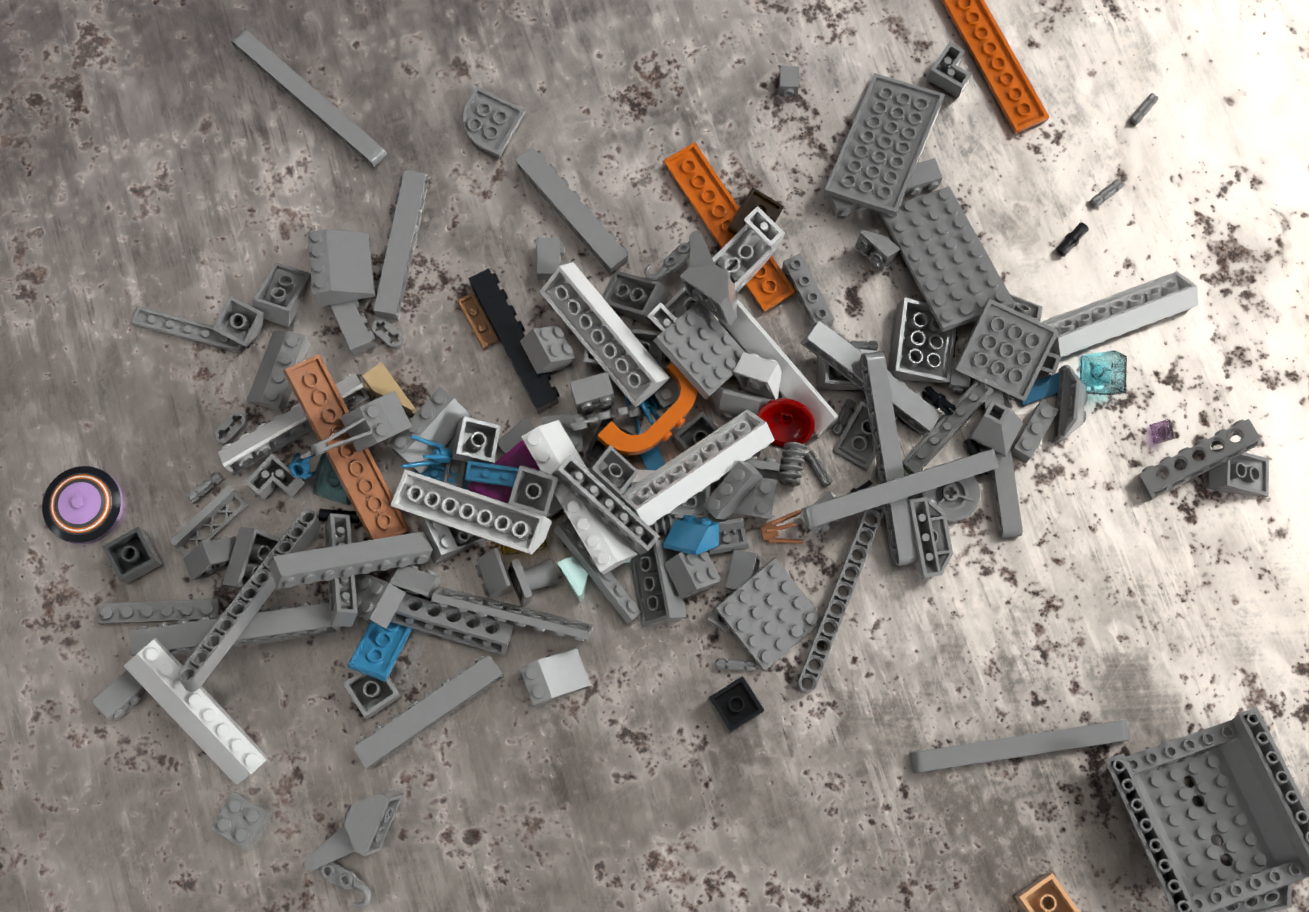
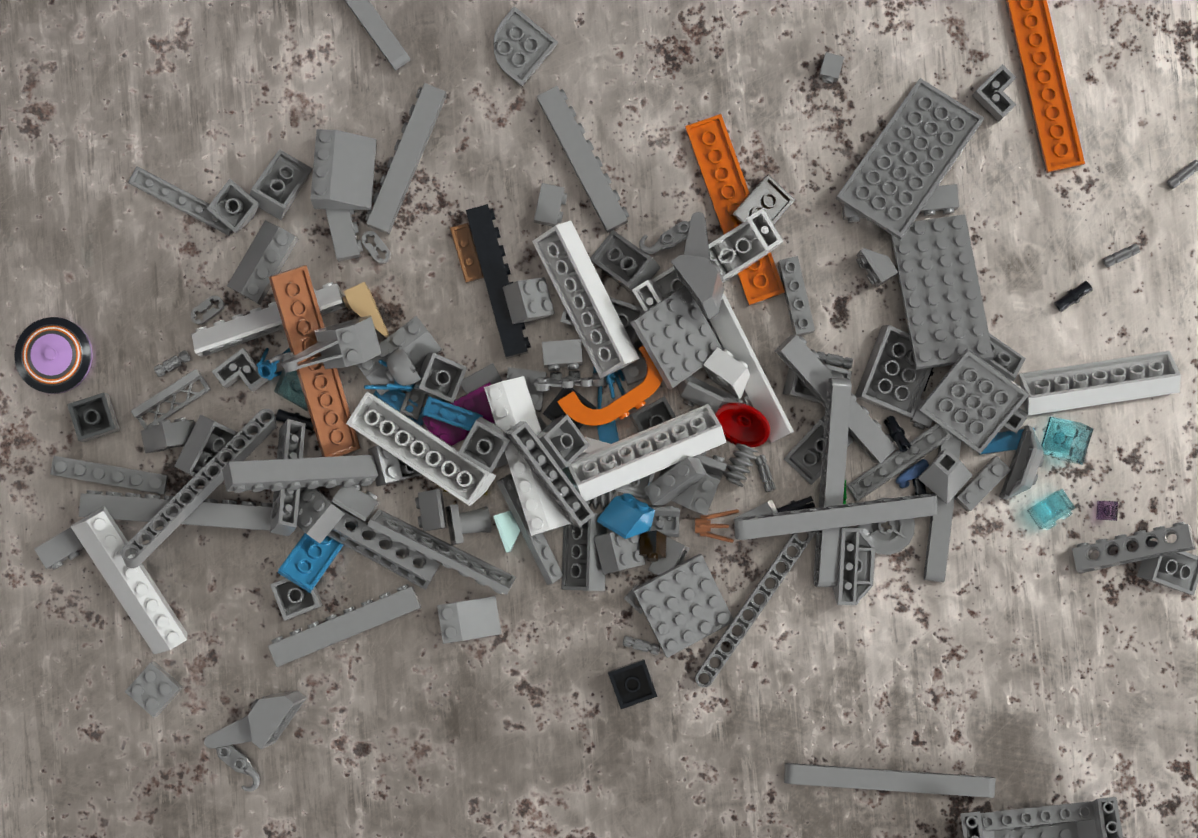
camera: 10 degrees right, 10 degrees up
(435, 438) = (401, 368): none -> light grey cylinder
(724, 560) = (652, 545): none -> dark brown brick
(843, 417) = (801, 428): light grey axle -> none
(963, 435) = (911, 473): none -> medium blue arm
(1107, 442) = (1051, 509): none -> clear light blue brick

